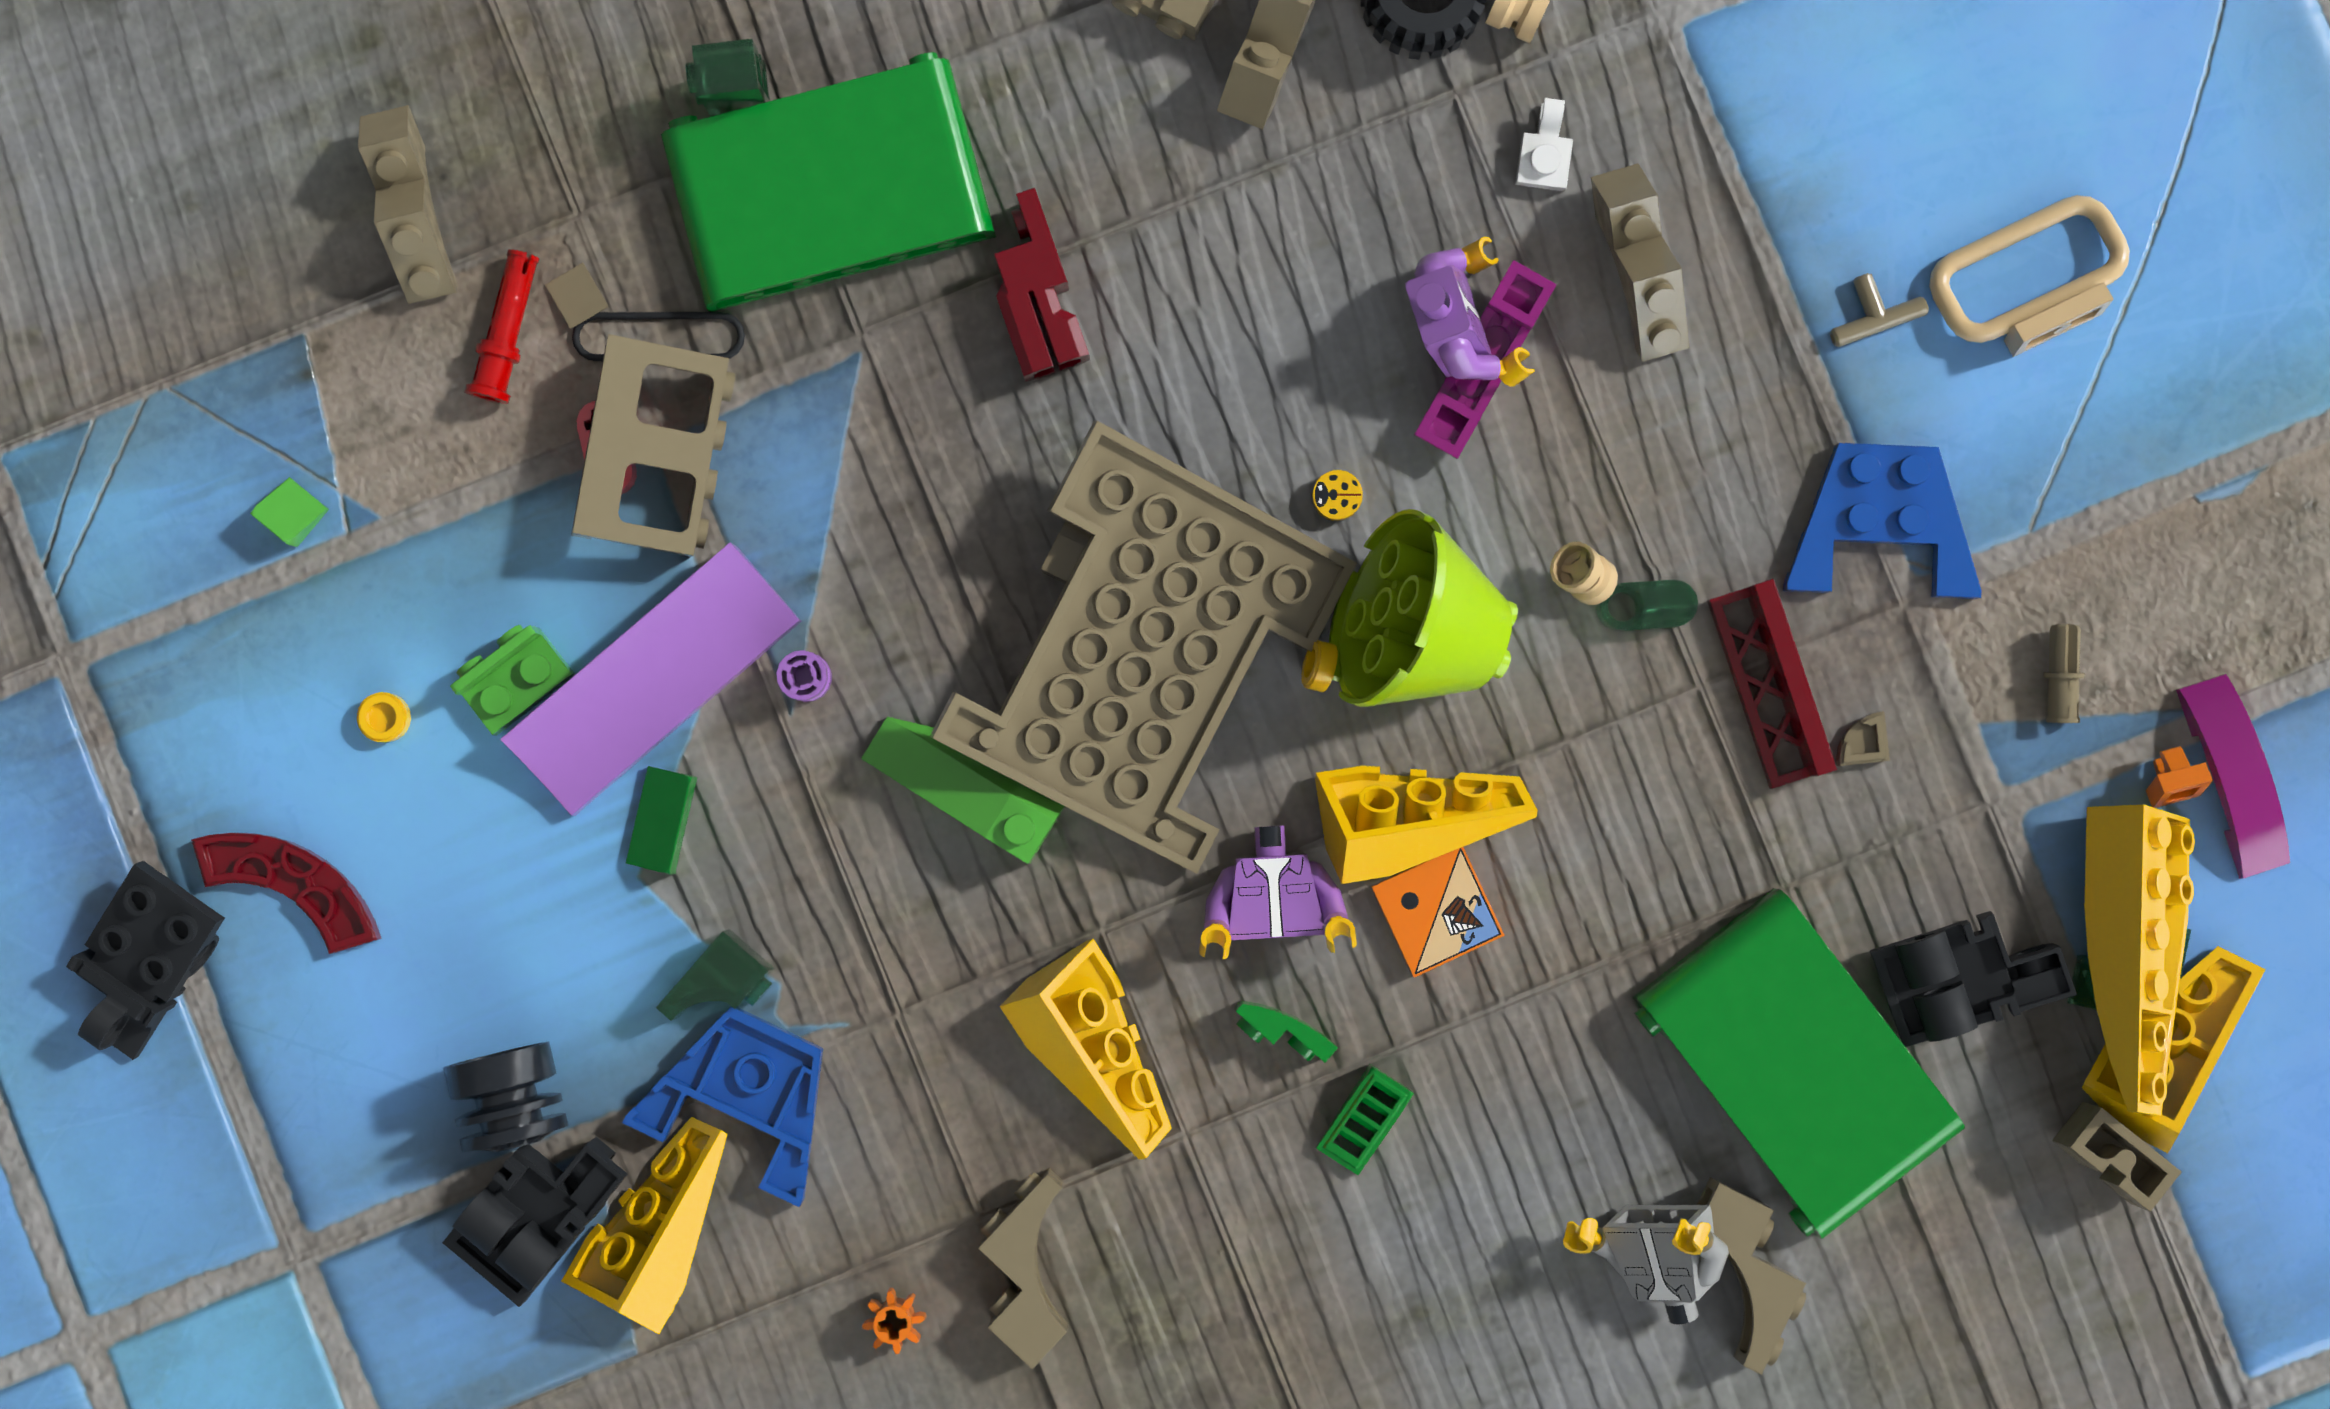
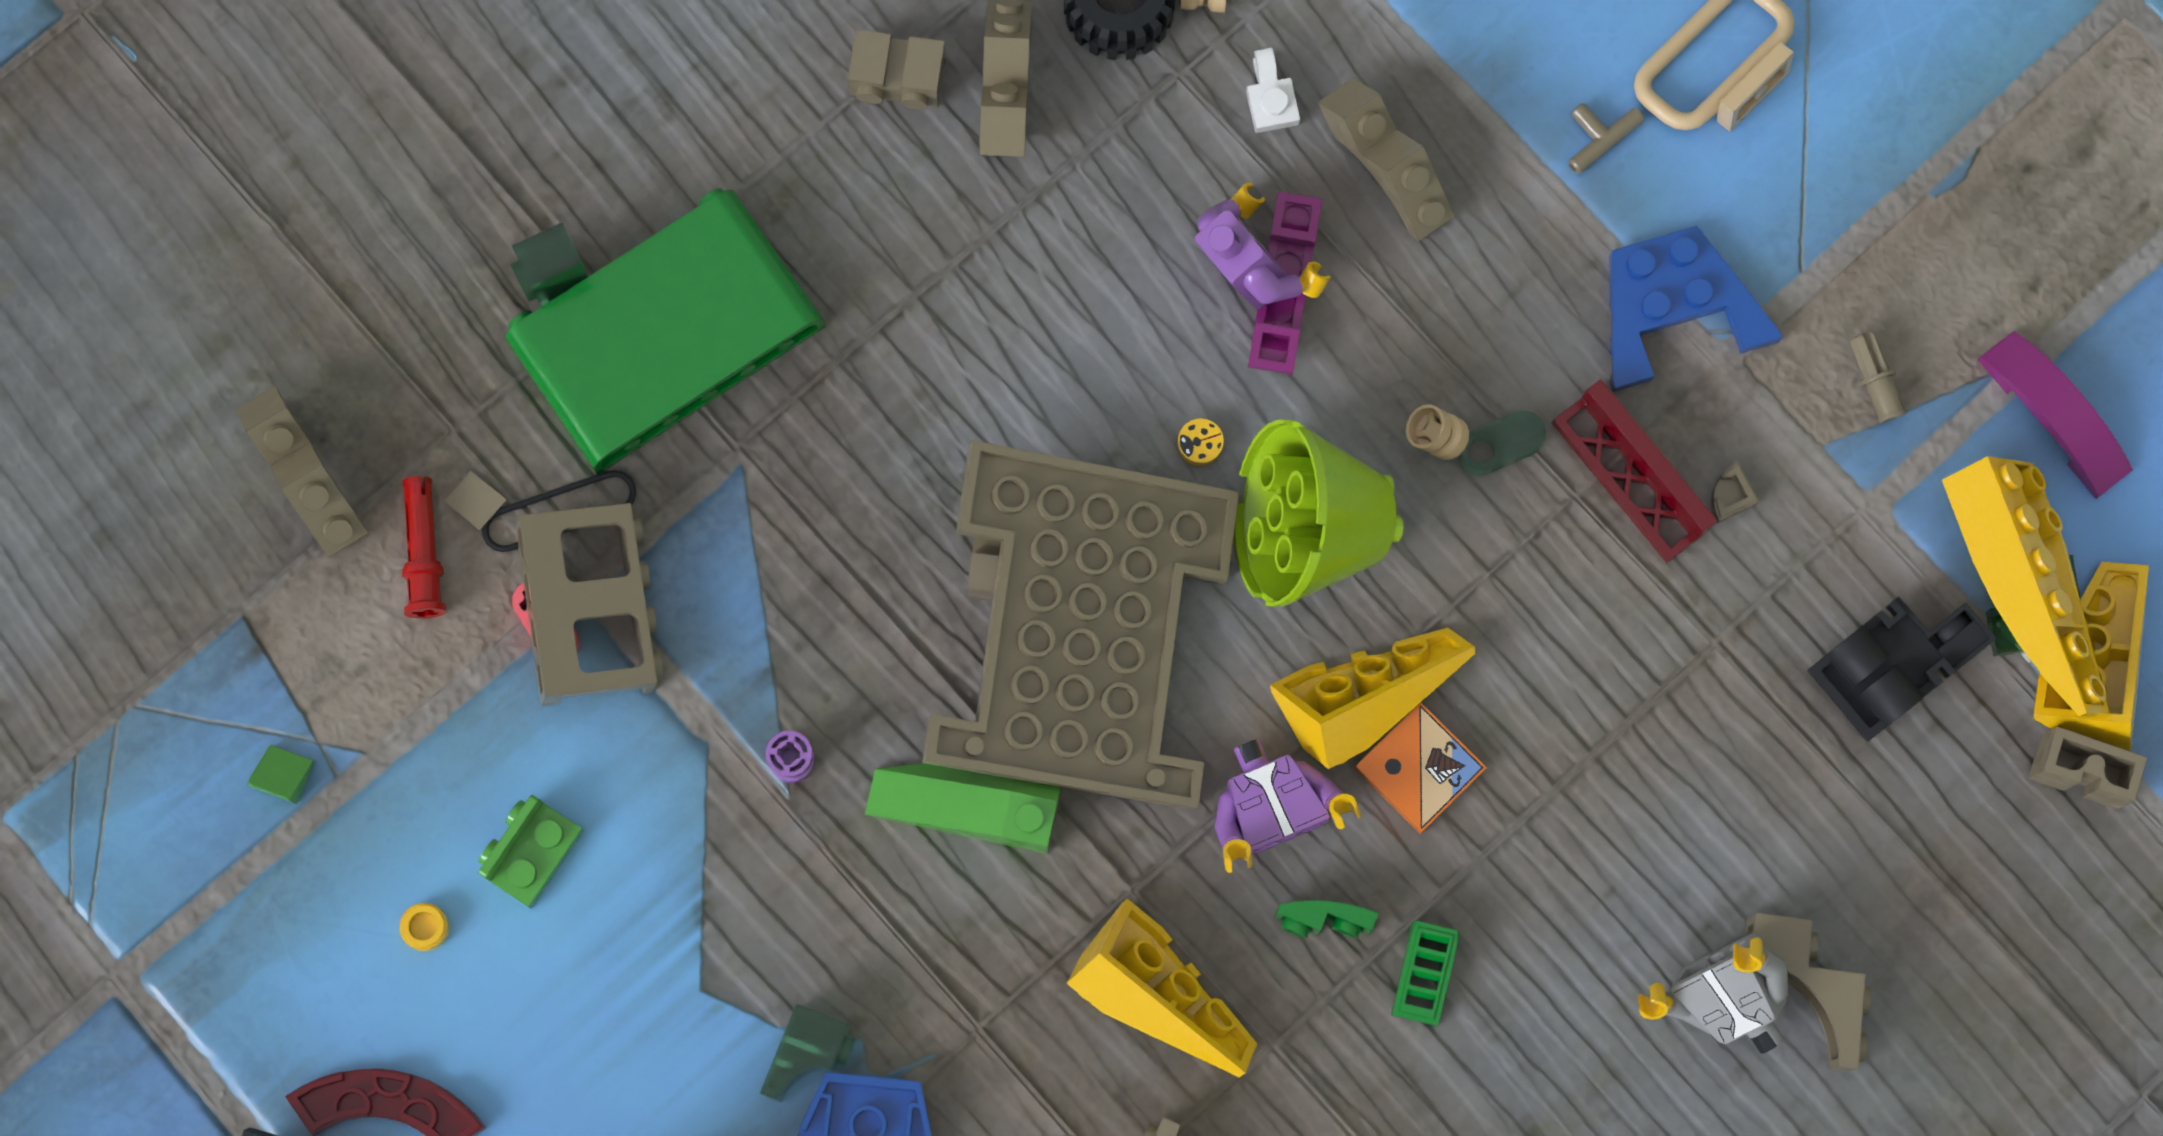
camera: 20 degrees left, 10 degrees down
(651, 679) = (654, 808): medium lavender arch -> none
(661, 820) = (705, 930): green slope -> none
(1037, 273) = (873, 363): dark red plate -> none
(1319, 666) = (1239, 591): yellow tile -> none
(1799, 1062) = (1786, 785): green windscreen -> none
(2176, 778) = (2008, 430): orange tile -> none

